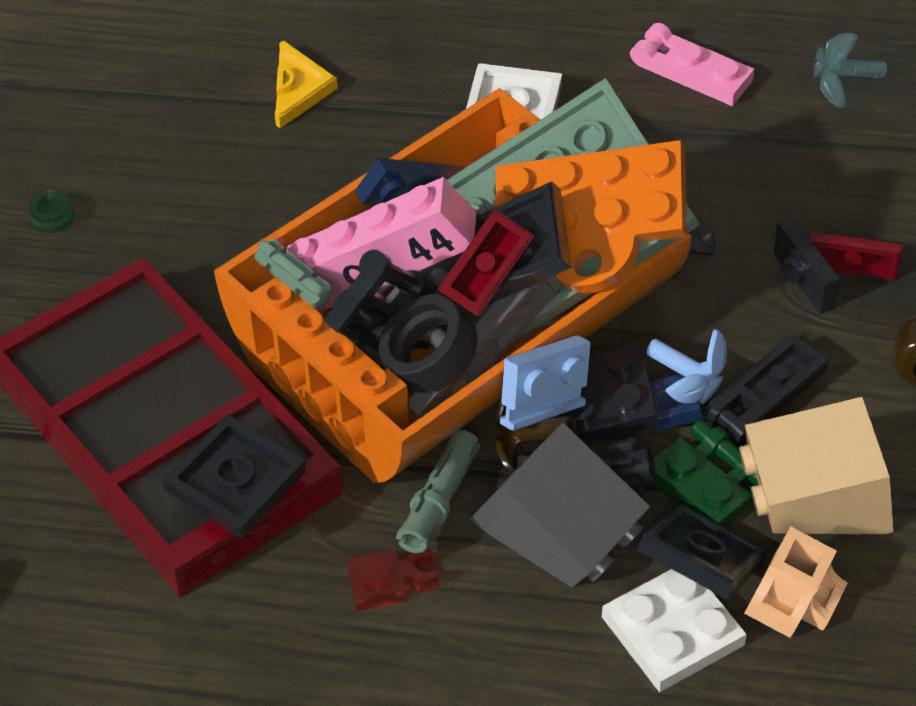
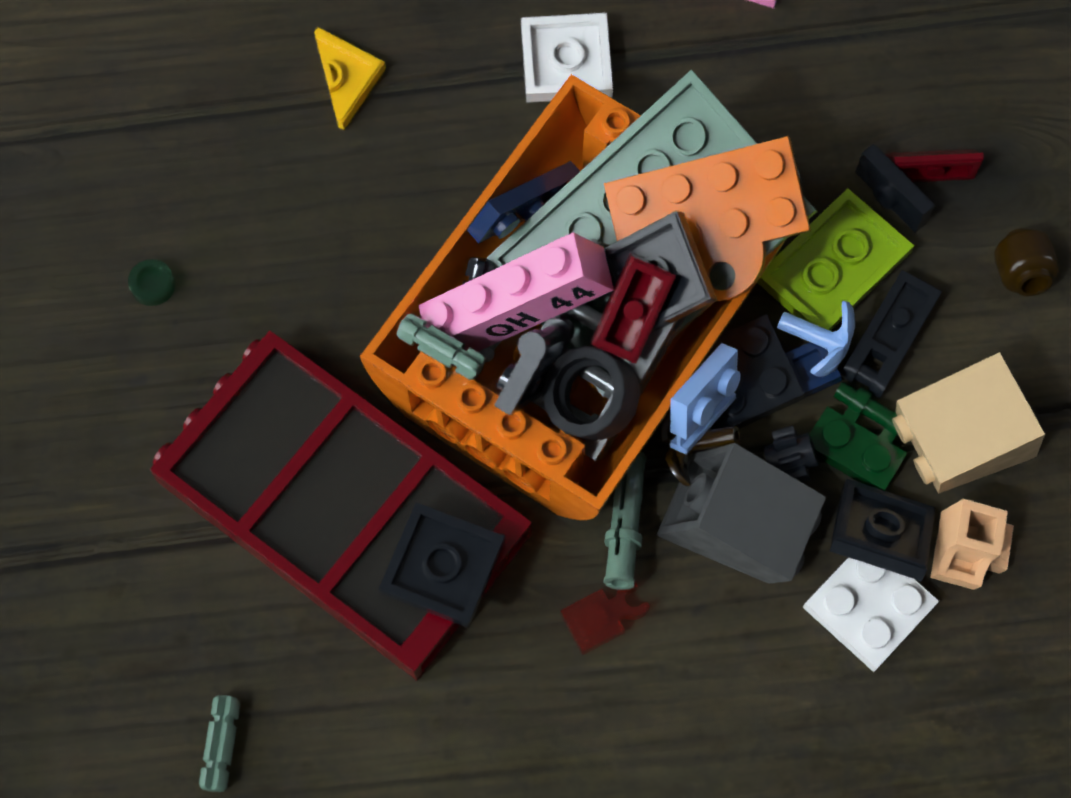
camera: 15 degrees left, 20 degrees up
(740, 302) = (835, 262): none -> lime plate

